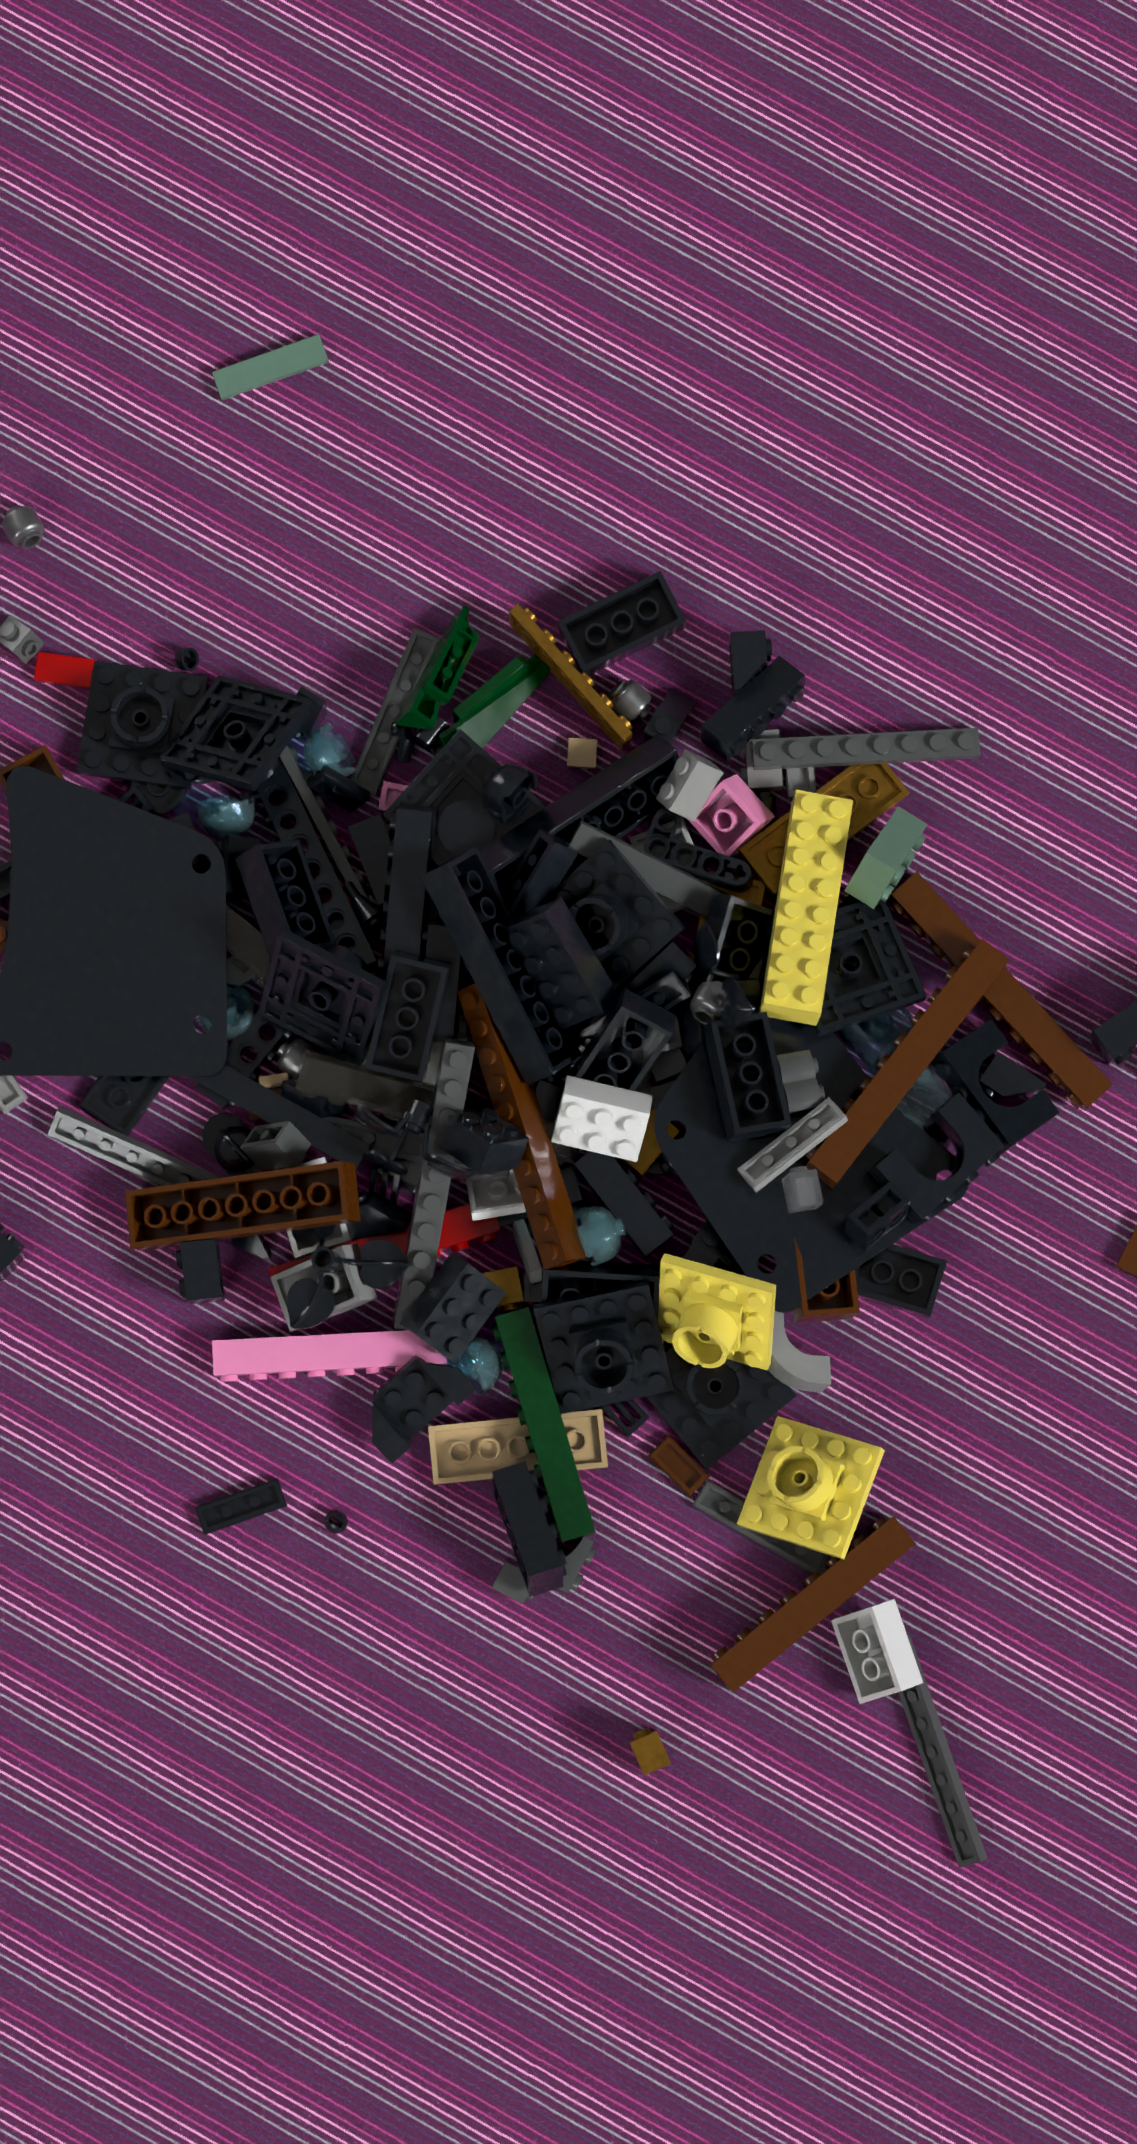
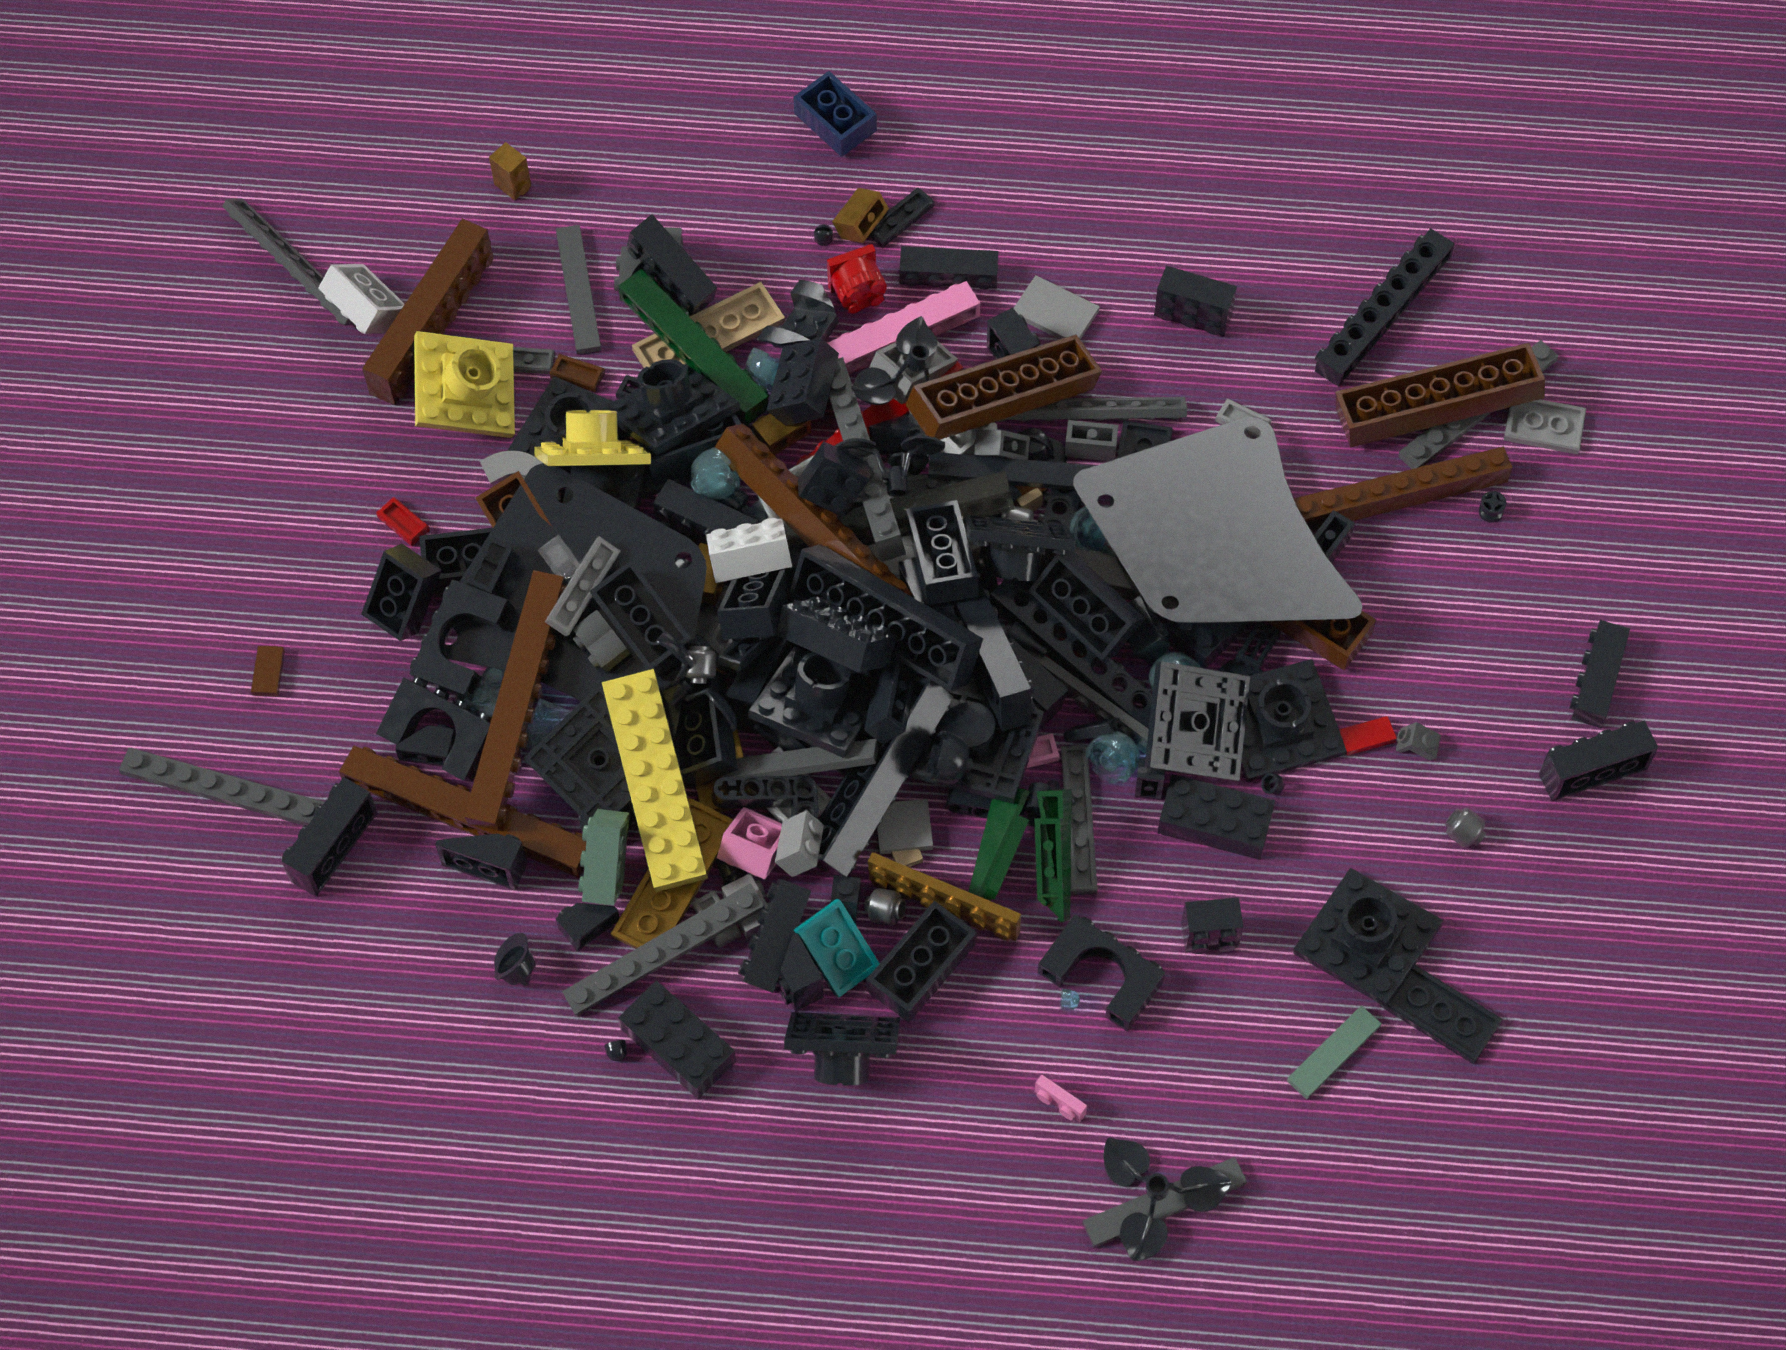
camera: 155 degrees right, 20 degrees down
(130, 1307) = (1055, 309): none -> light grey tile
(148, 360) = (1444, 1014): none -> black tile
(170, 491) = (1368, 937): none -> black piece
(175, 1120) = (1091, 440): none -> dark grey brick
(221, 1410) = (948, 267): none -> black brick
(253, 1667) = (835, 113): none -> dark blue brick
(260, 644) = (1216, 816): none -> black brick
(287, 1520) = (860, 215): none -> pearl gold brick
(325, 531) = (1212, 925): none -> black brick
(330, 1430) = (856, 279): none -> red piece
(455, 580) = (1083, 940): none -> black arch
(496, 529) = (1069, 999): none -> clear light blue hinge
(502, 297) = (1106, 1225): none -> dark grey tile
(539, 270) = (1141, 1234): none -> black plant
(560, 444) = (1068, 1105): none -> bright pink plate
(566, 771) = (905, 827): none -> light grey tile
(634, 1574) = (578, 289): none -> dark grey tile
(697, 671) = (837, 948): none -> teal plate
(735, 570) = (842, 1043): none -> black piece
(890, 654) = (677, 1039): none -> black brick
(936, 1364) = (402, 521): none -> red tile
(937, 813) = (585, 922): none -> black slope
(952, 674) = (616, 1050): none -> black hinge
(974, 1254) = (401, 592): none -> black brick
(997, 919) = (487, 857): none -> black slope
(1016, 807) = (514, 961): none -> black piece

